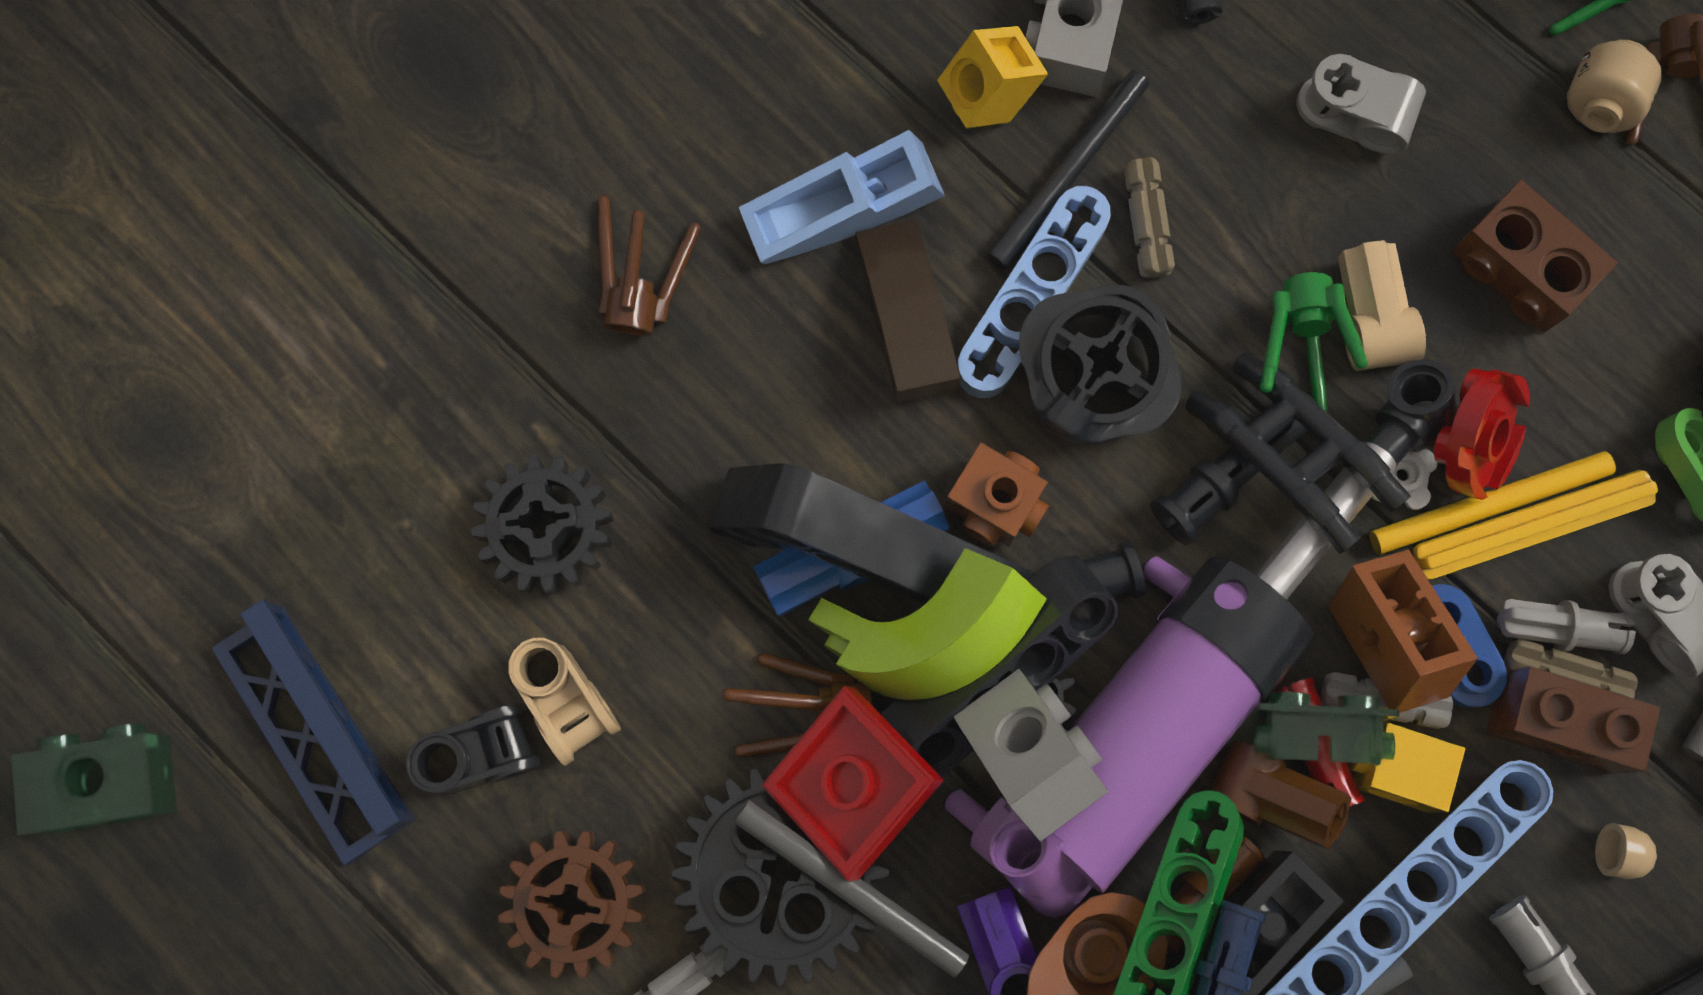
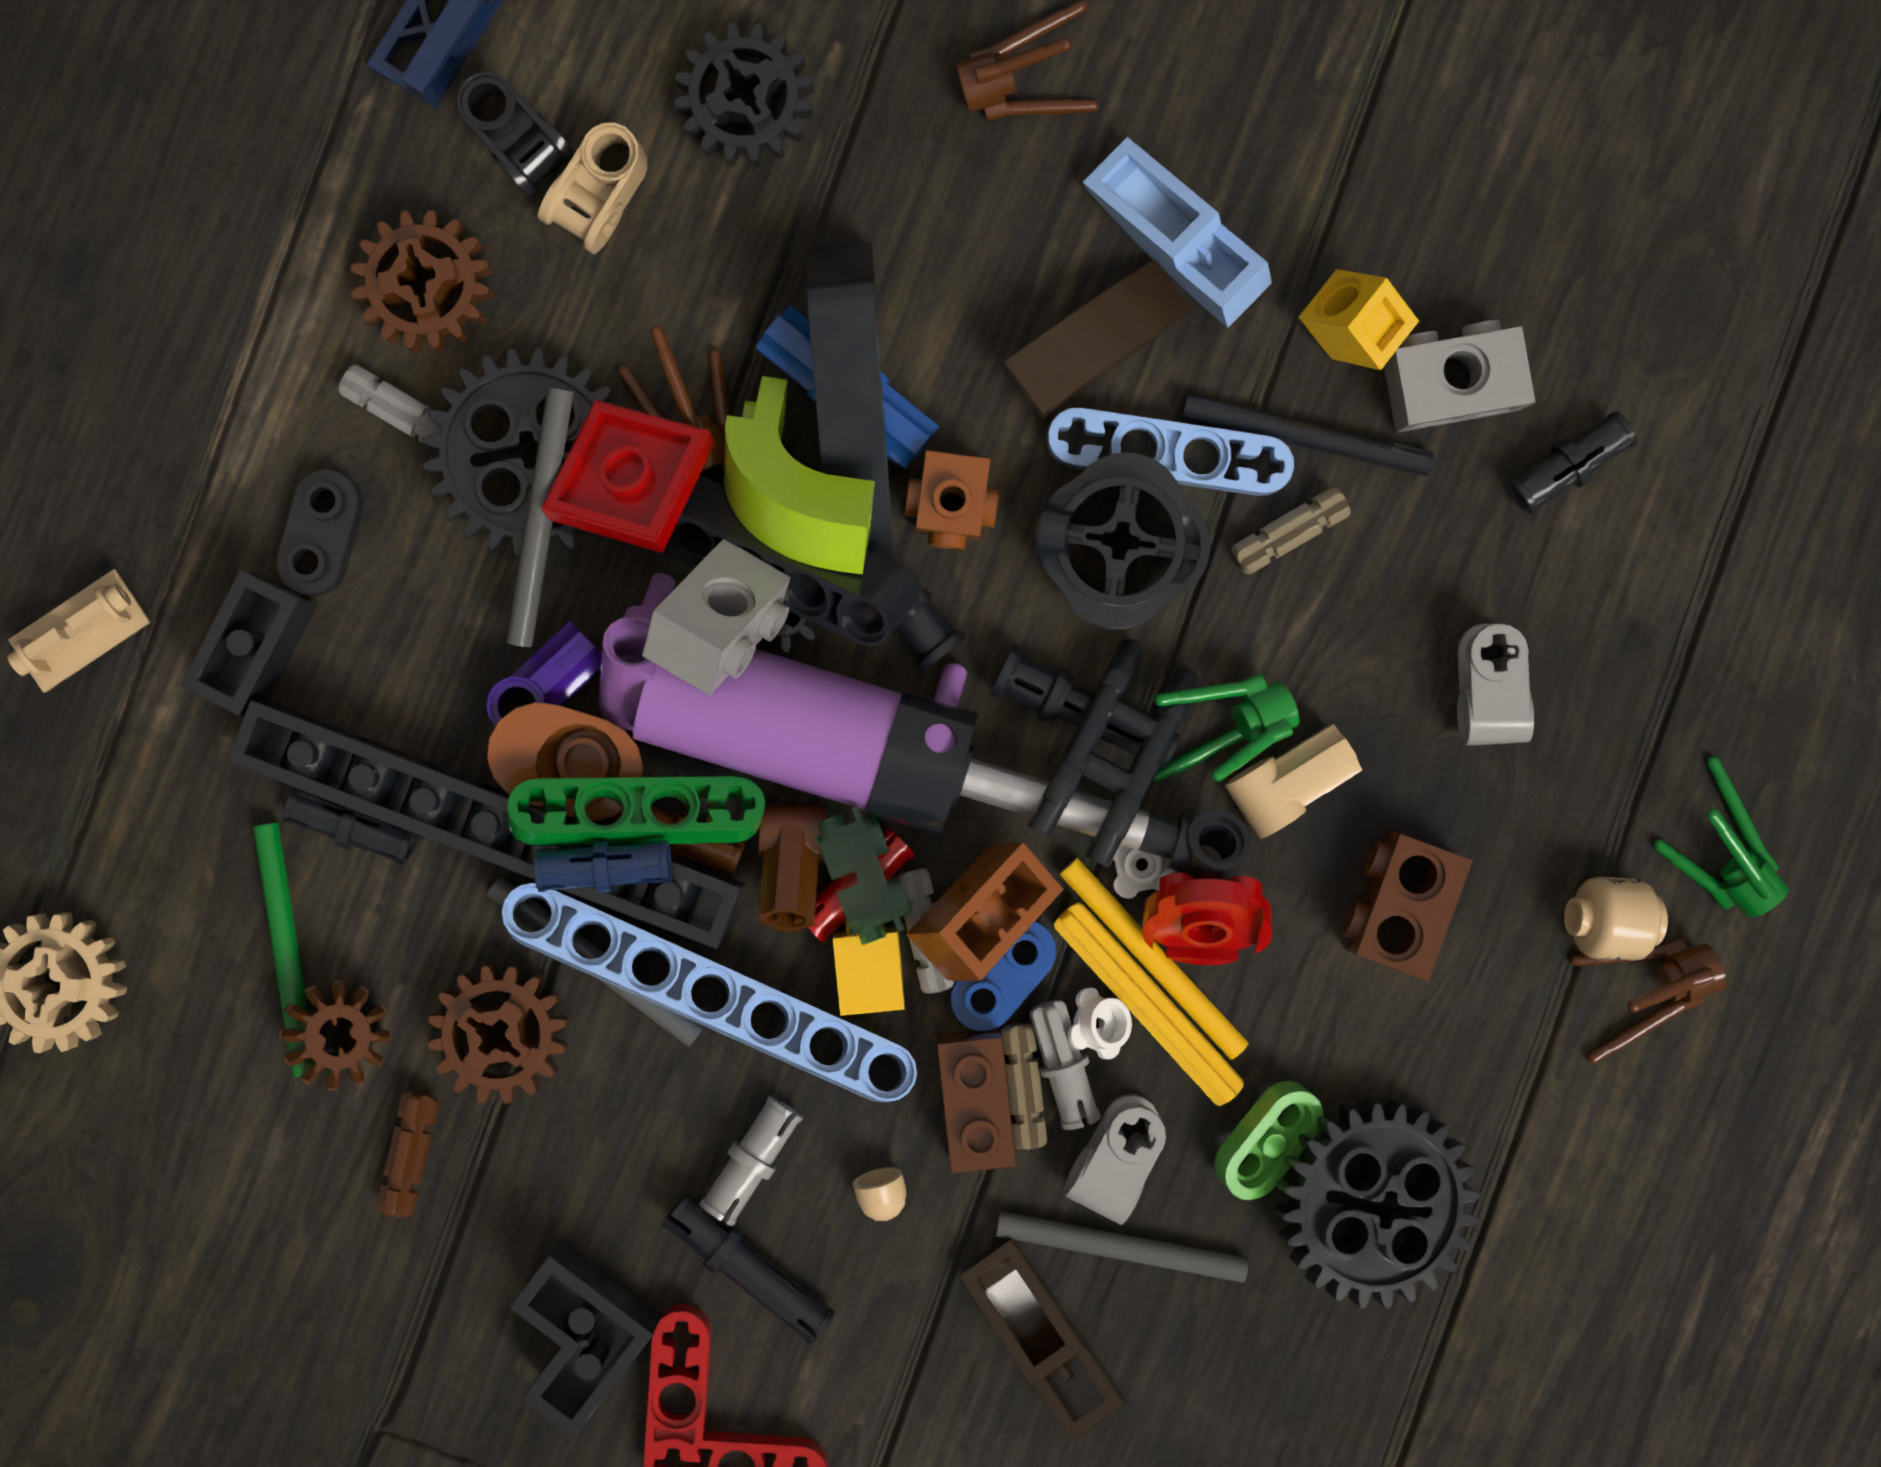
camera: 65 degrees right, 10 degrees up
(1539, 575) = (1113, 1028): none -> white plate

